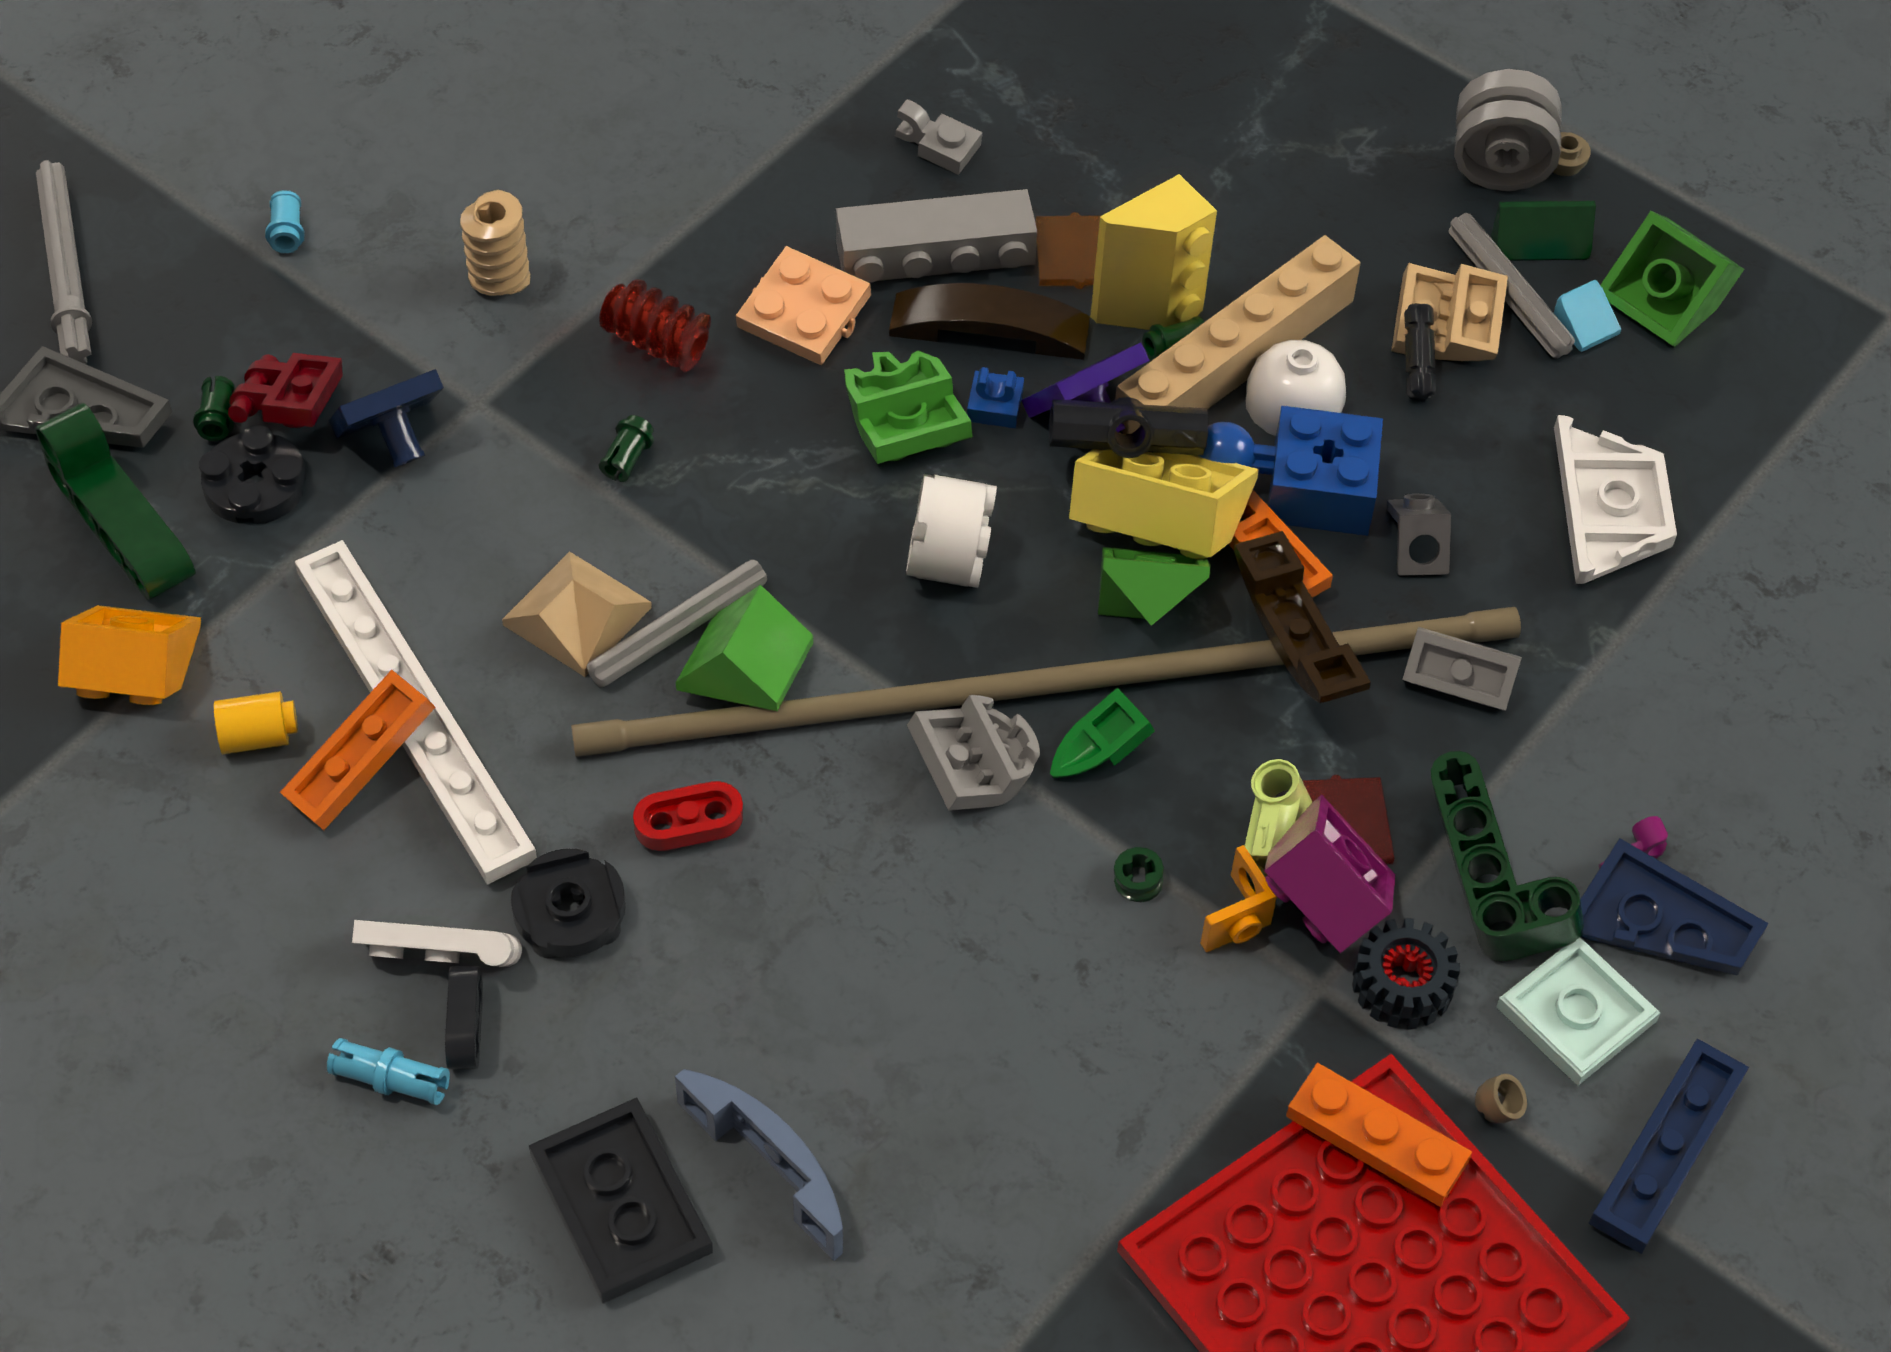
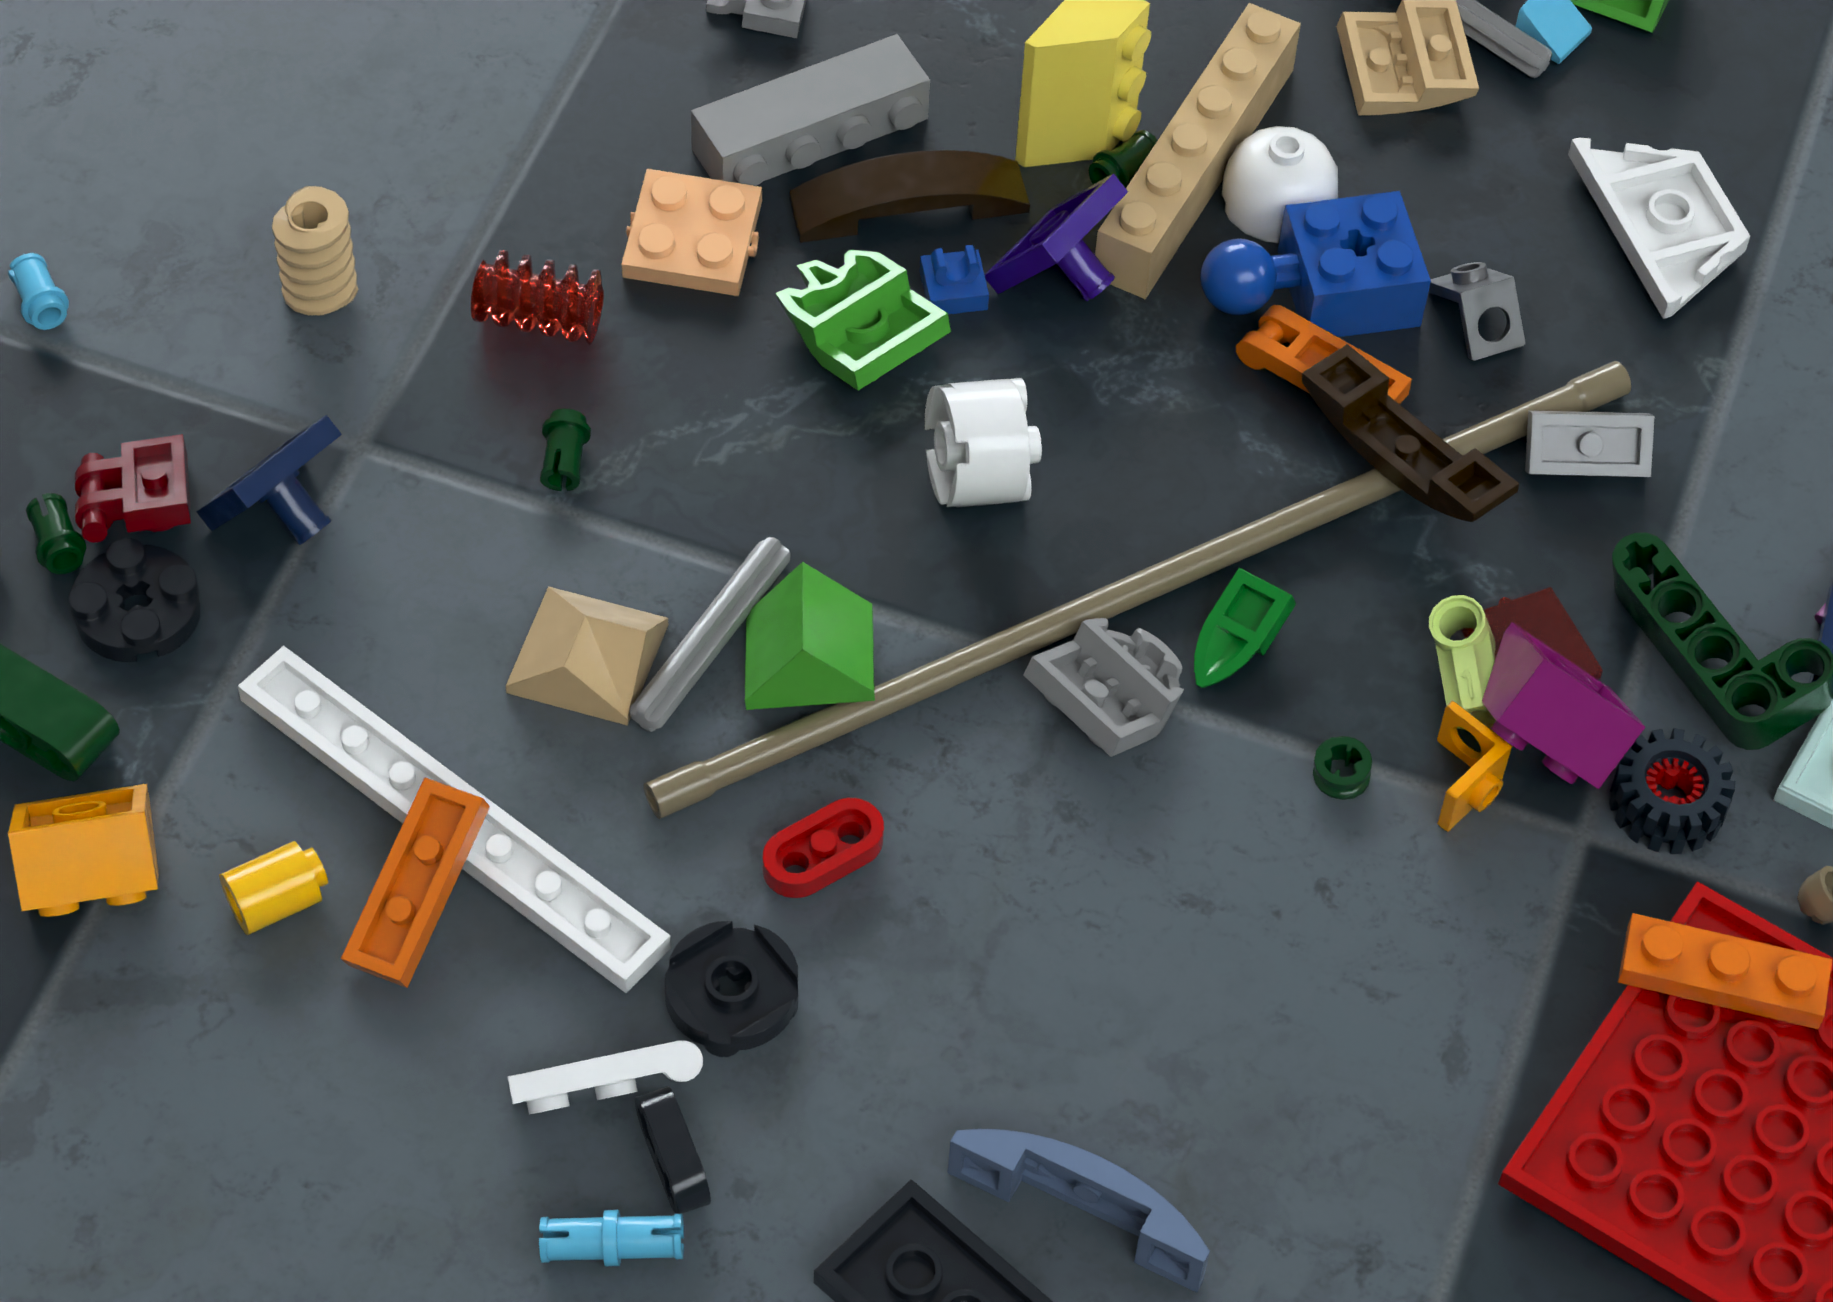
camera: 20 degrees left, 0 degrees up
(1067, 249) = (971, 91): clear orange piece -> none
(1146, 582) = (1217, 441): bright green slope -> none
(1160, 430) = (1100, 277): black piece -> none
(1162, 499) = (1193, 341): light yellow slope -> none
(1420, 351) = (1396, 107): black axle -> none

